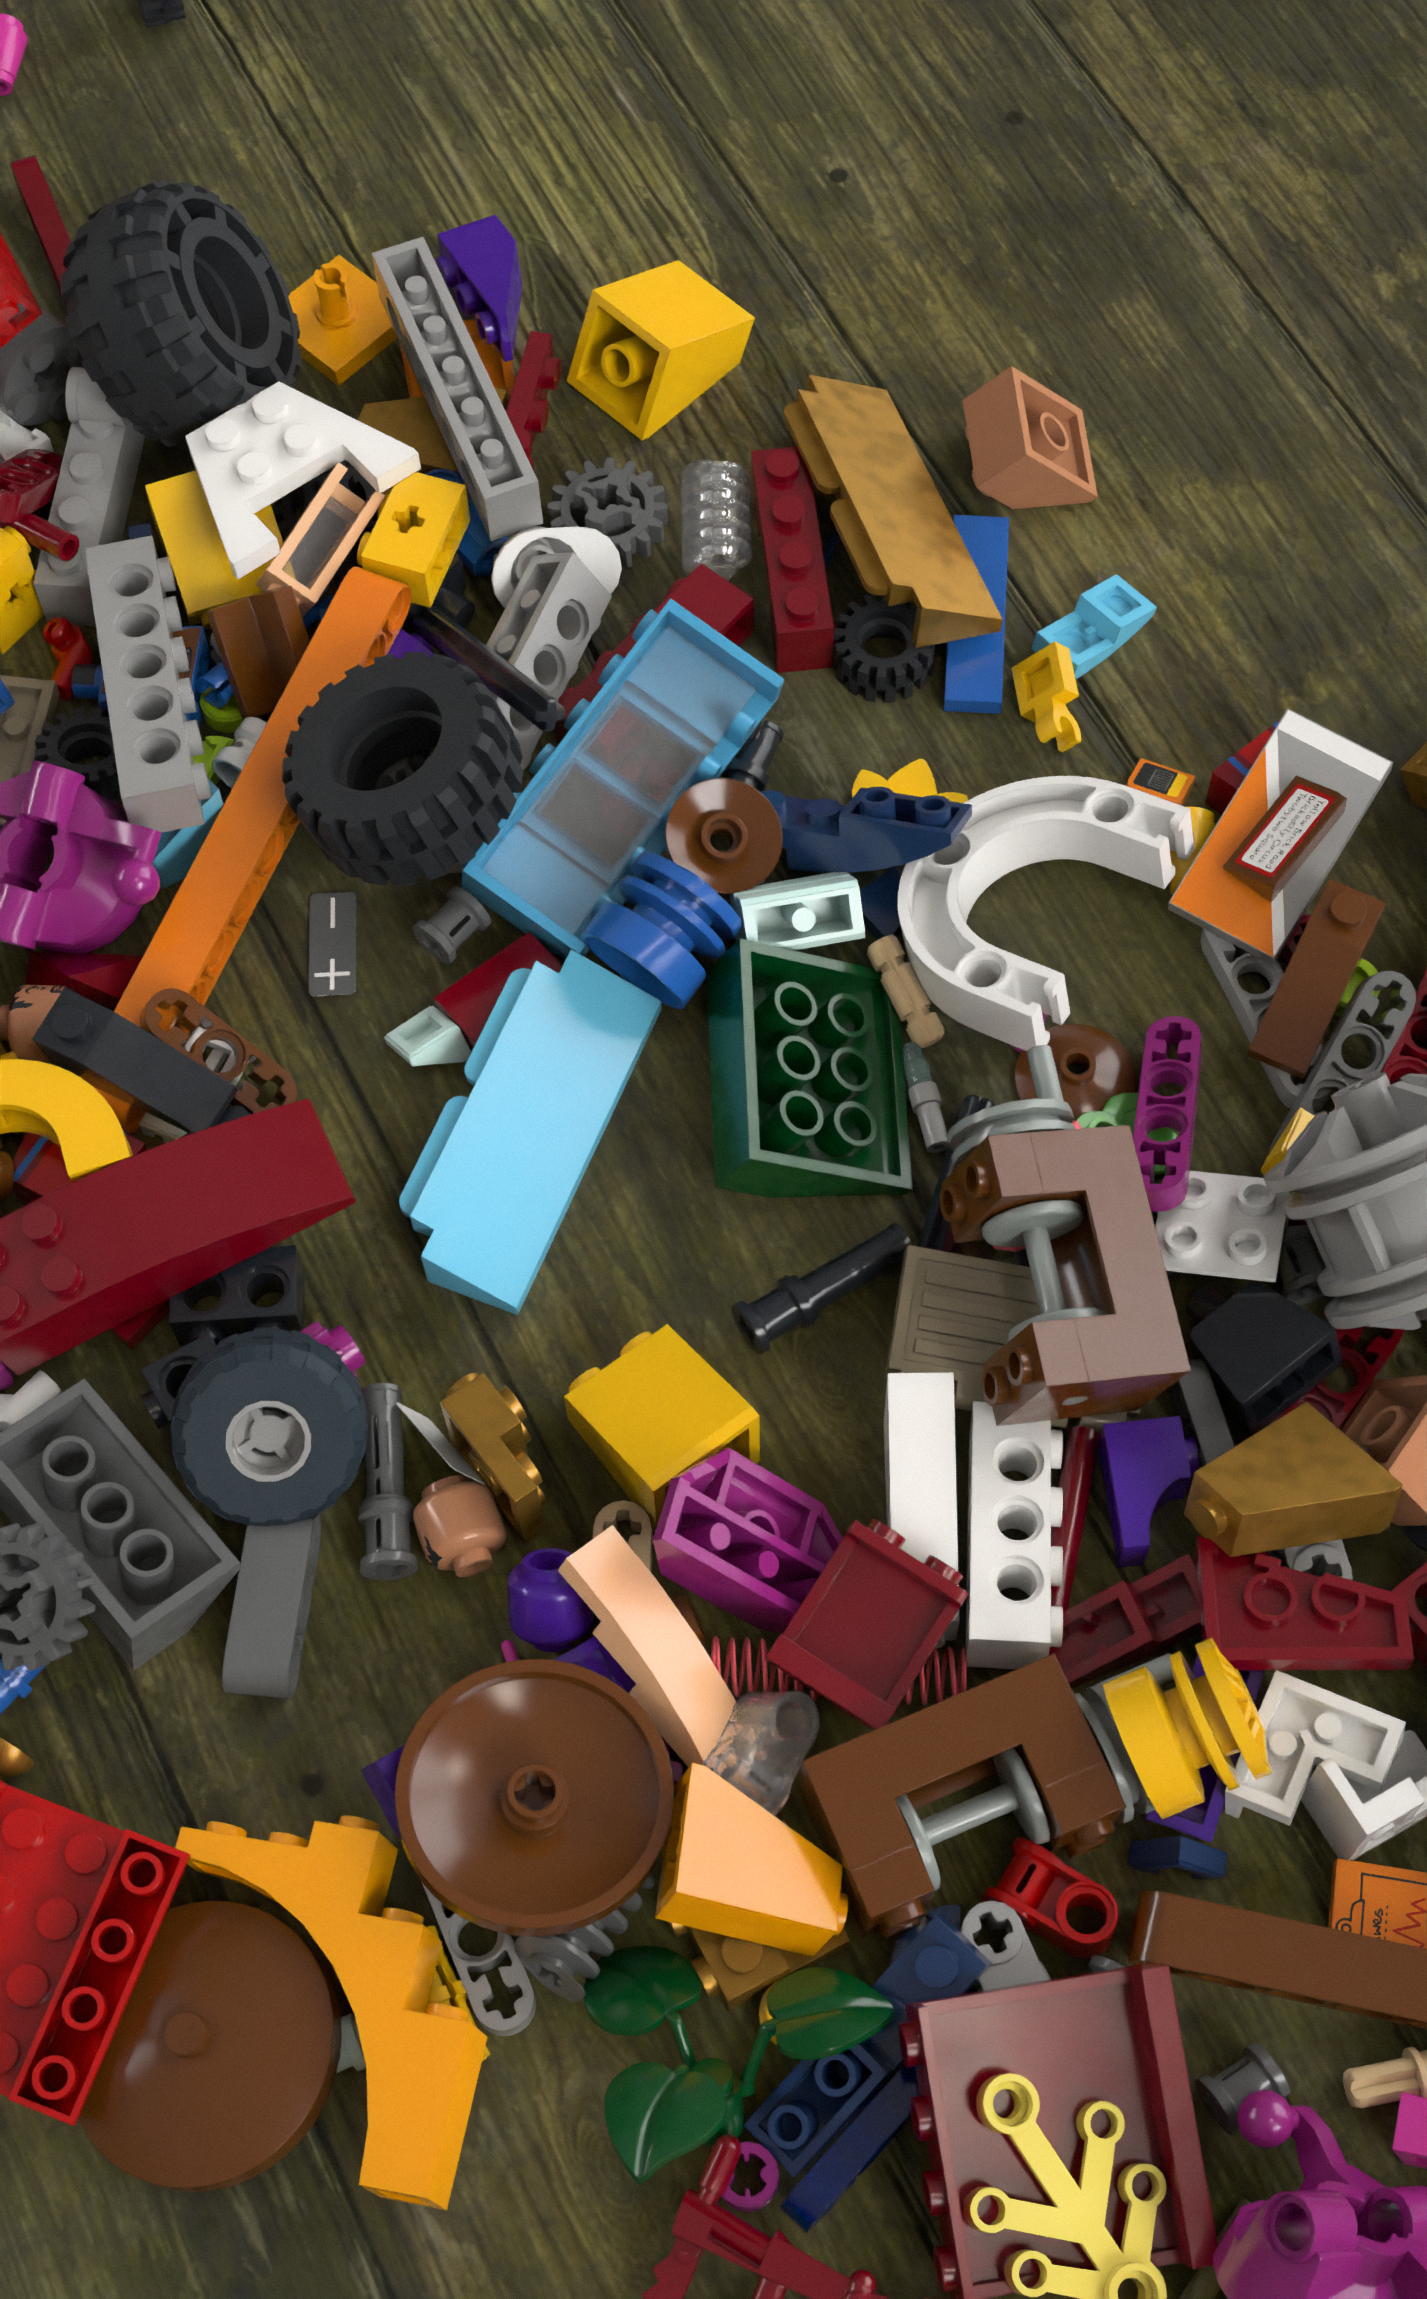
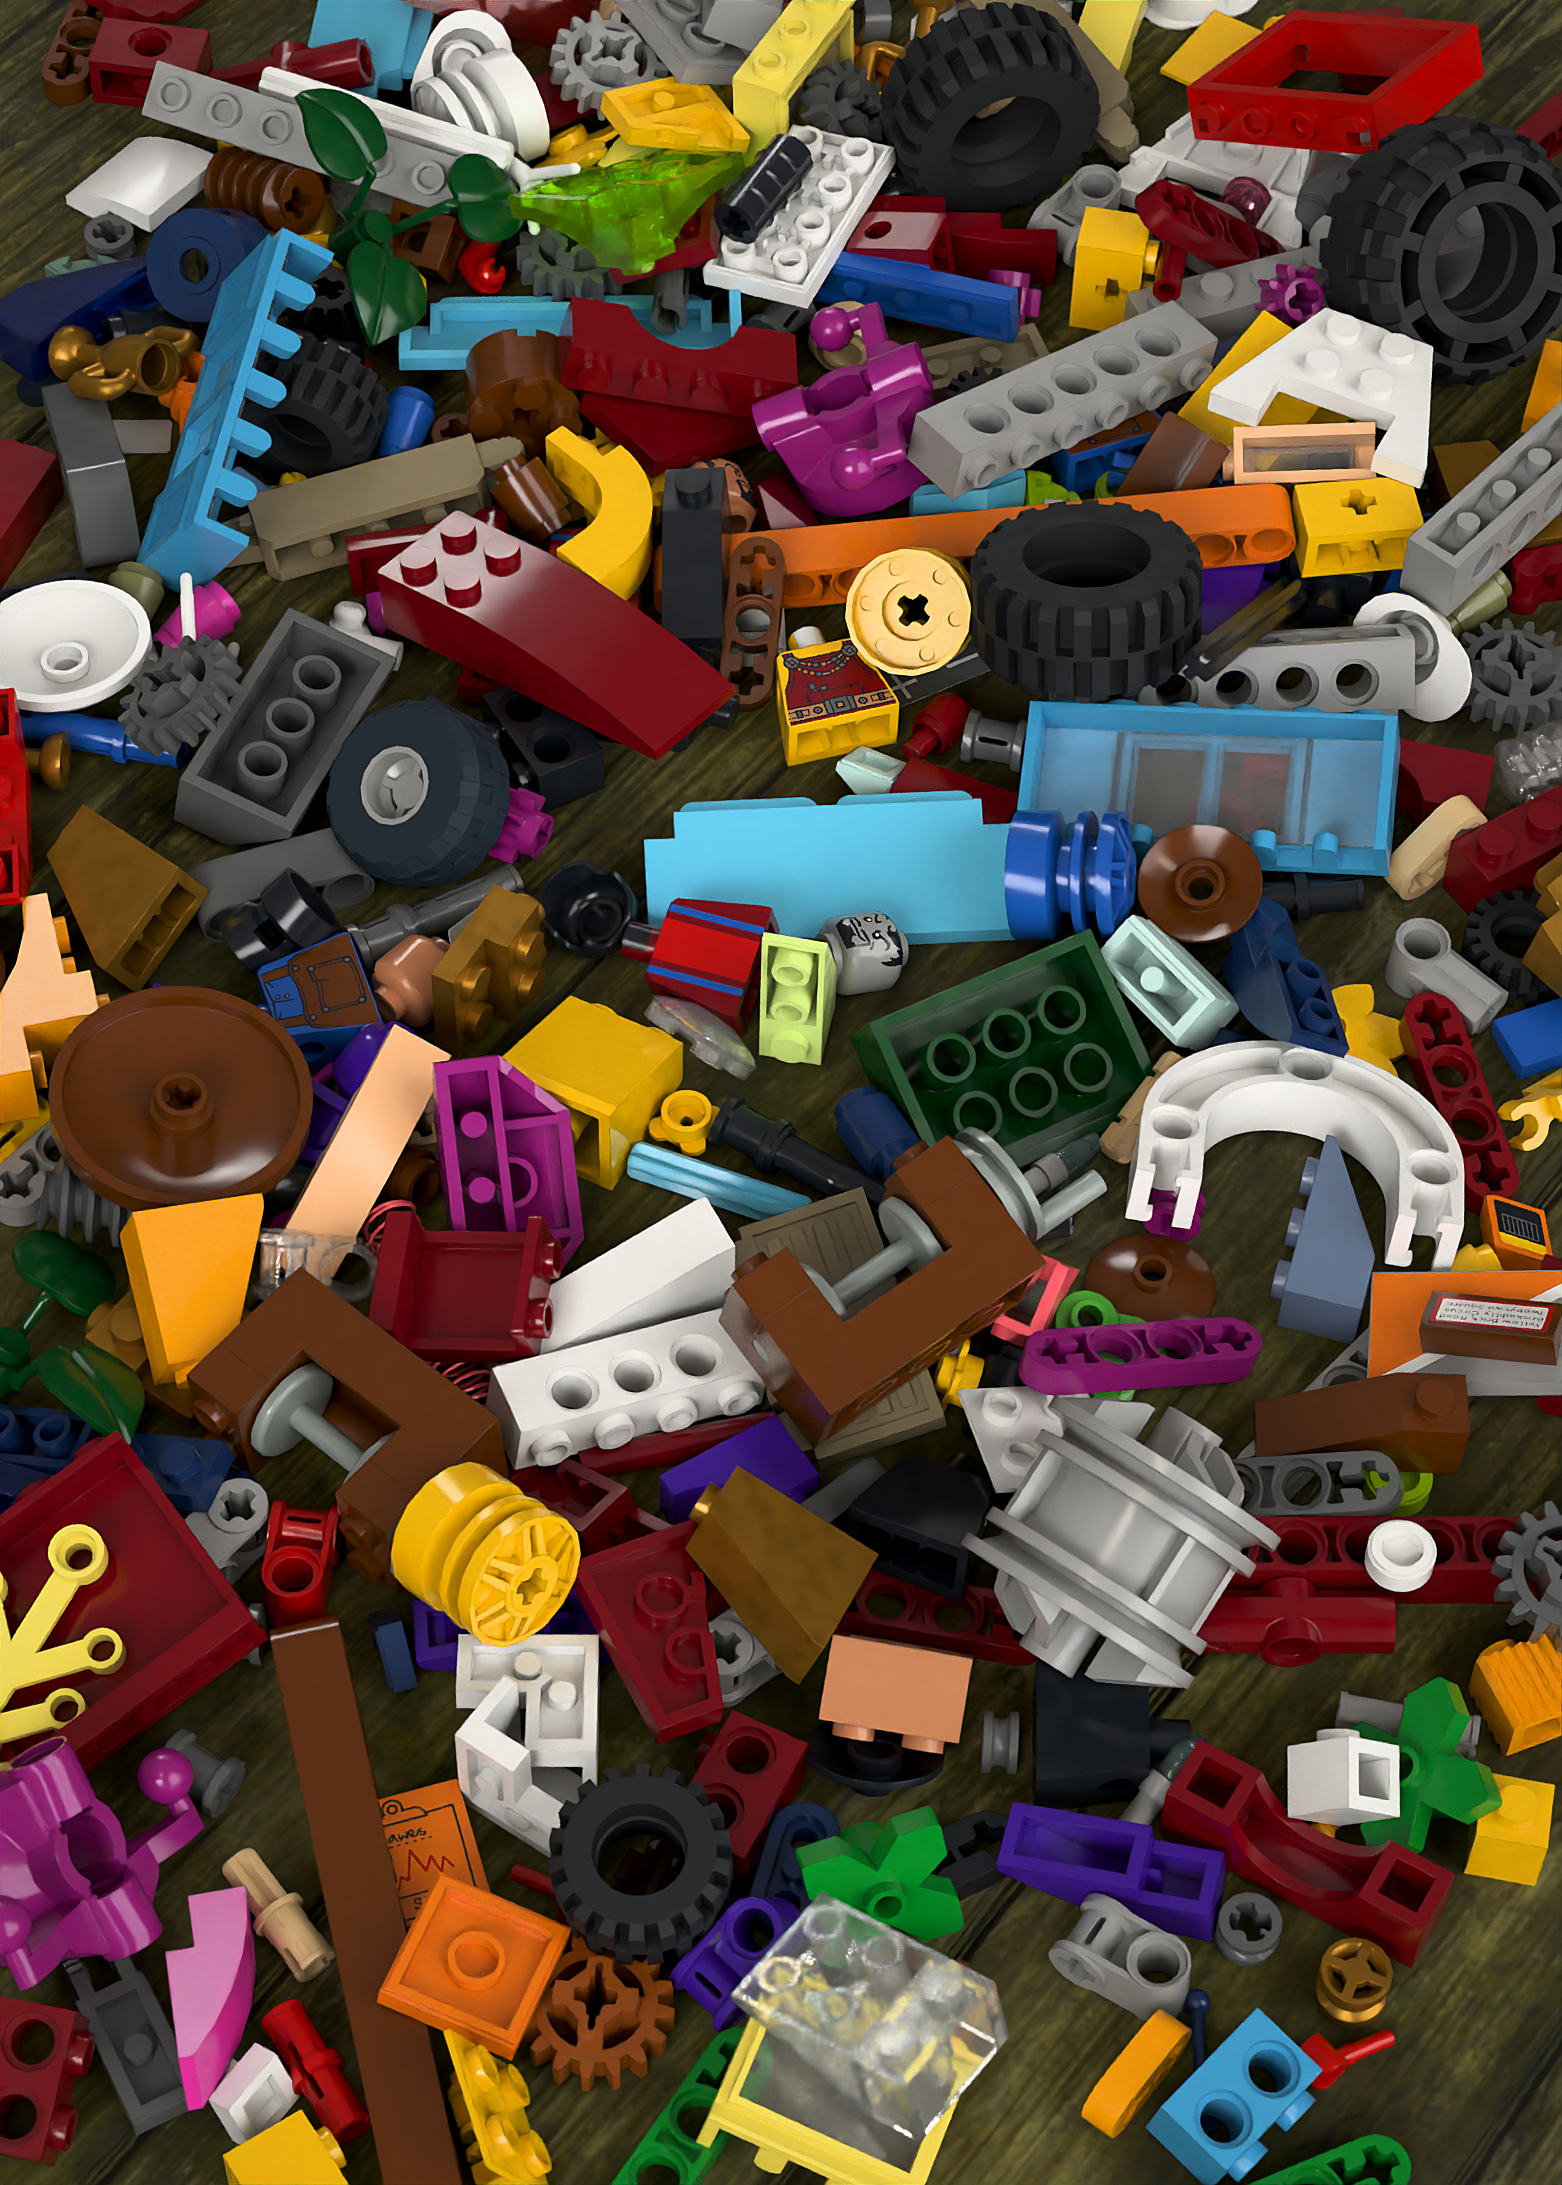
camera: 60 degrees right, 10 degrees down
(134, 460) = (1287, 284): none -> magenta gear
(211, 1755) = (122, 896): none -> pearl gold slope
(327, 1033) = (831, 699): none -> torso
(332, 922) = (878, 613): none -> yellow wheel
(341, 1623) = (293, 909): none -> black wheel
(406, 963) = (937, 726): none -> dark red cylinder
(439, 1626) = (319, 997): none -> torso
(462, 1337) = (587, 909): none -> black hair
(575, 1265) = (705, 955): none -> torso
(627, 1138) = (865, 951): none -> light grey head
(658, 1299) = (711, 1036): none -> clear dish
(670, 1207) = (796, 998): none -> yellowish green slope
(735, 1347) = (681, 1108): none -> yellow plate
(762, 634) = (1424, 854): none -> tan beam
(817, 1362) = (718, 1185): none -> medium azure axle
(829, 1212) = (873, 1130): none -> dark blue brick
(886, 714) = (1426, 963): none -> light grey piece
(1013, 750) = (1462, 1102): none -> dark red beam
(1120, 925) = (1332, 1255): none -> sand blue slope

